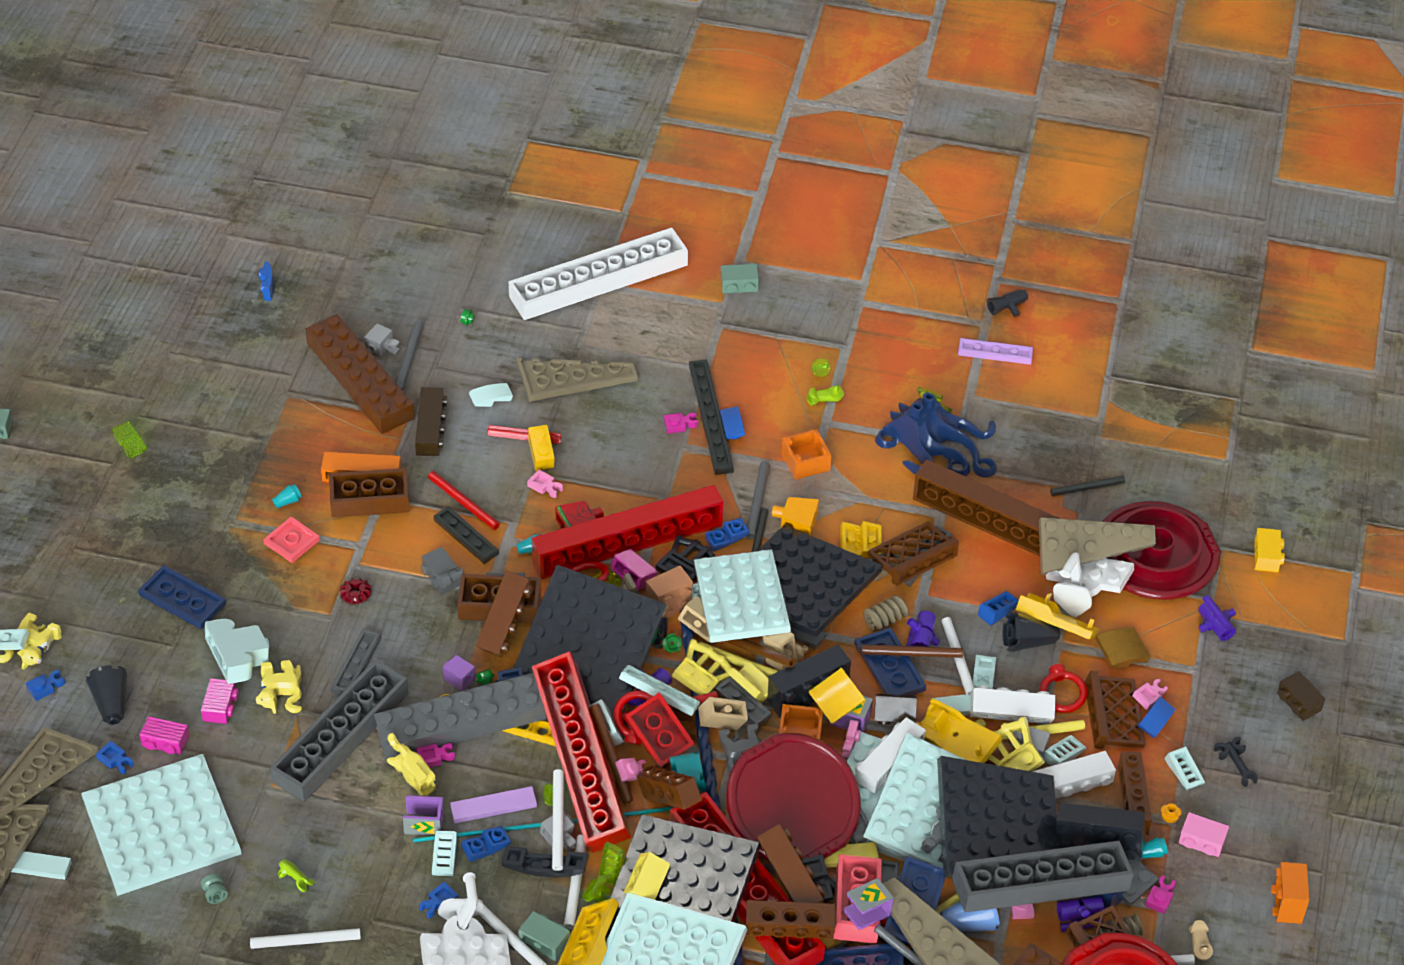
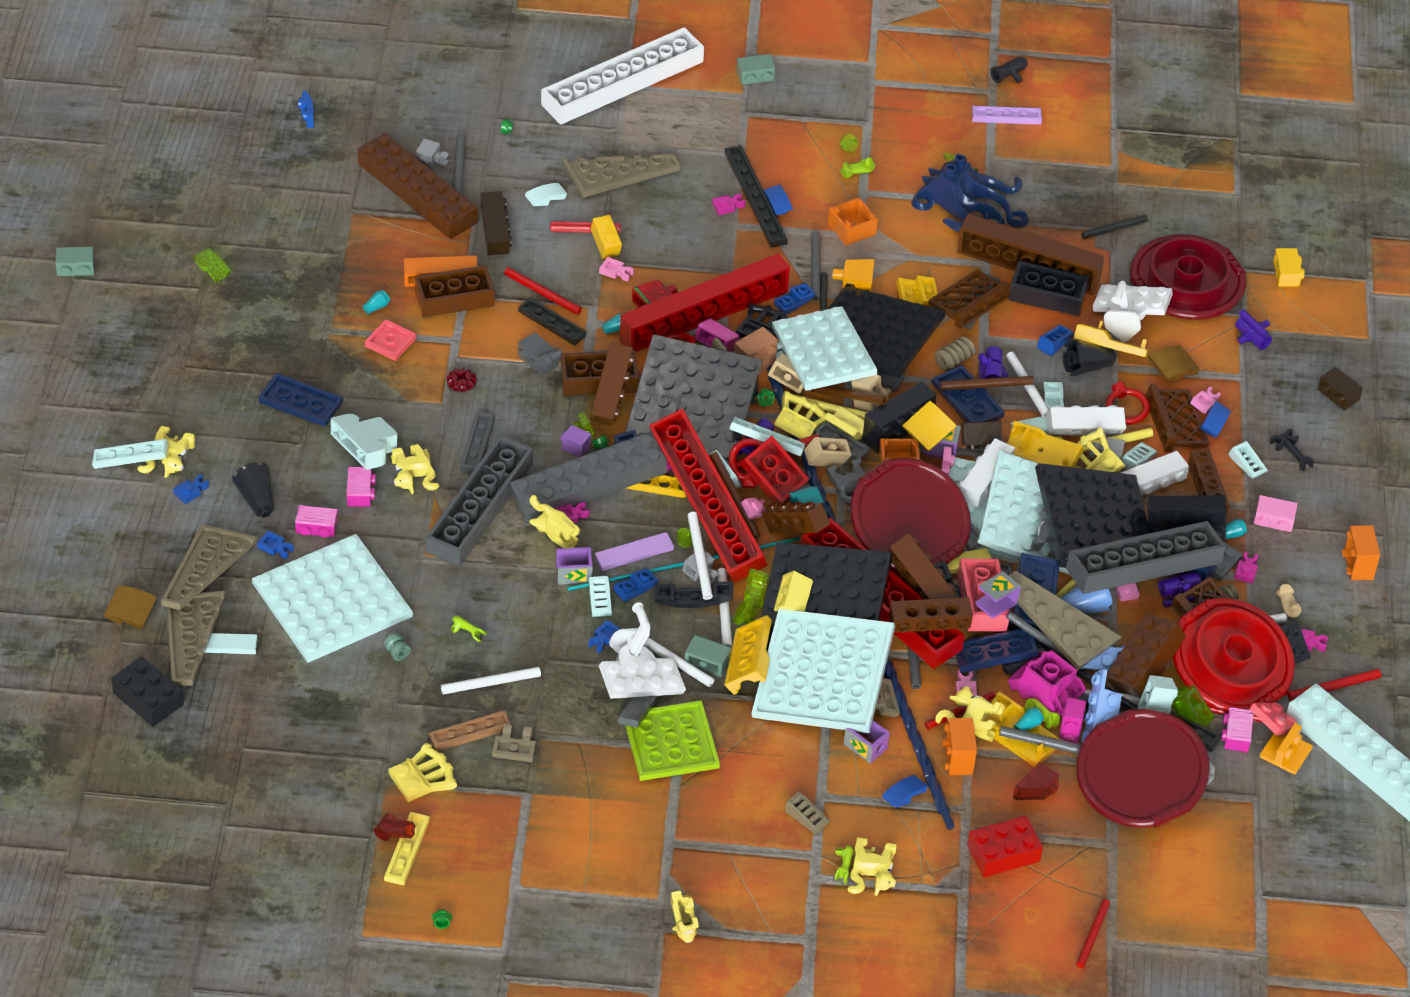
camera: 10 degrees left, 0 degrees up
(471, 655) = (584, 423): none -> clear neon green tile
(1000, 549) = (1048, 288): none -> black brick
(1090, 539) = (1137, 270): dark tan wing -> none
(1173, 816) = (1242, 499): light orange plate -> none

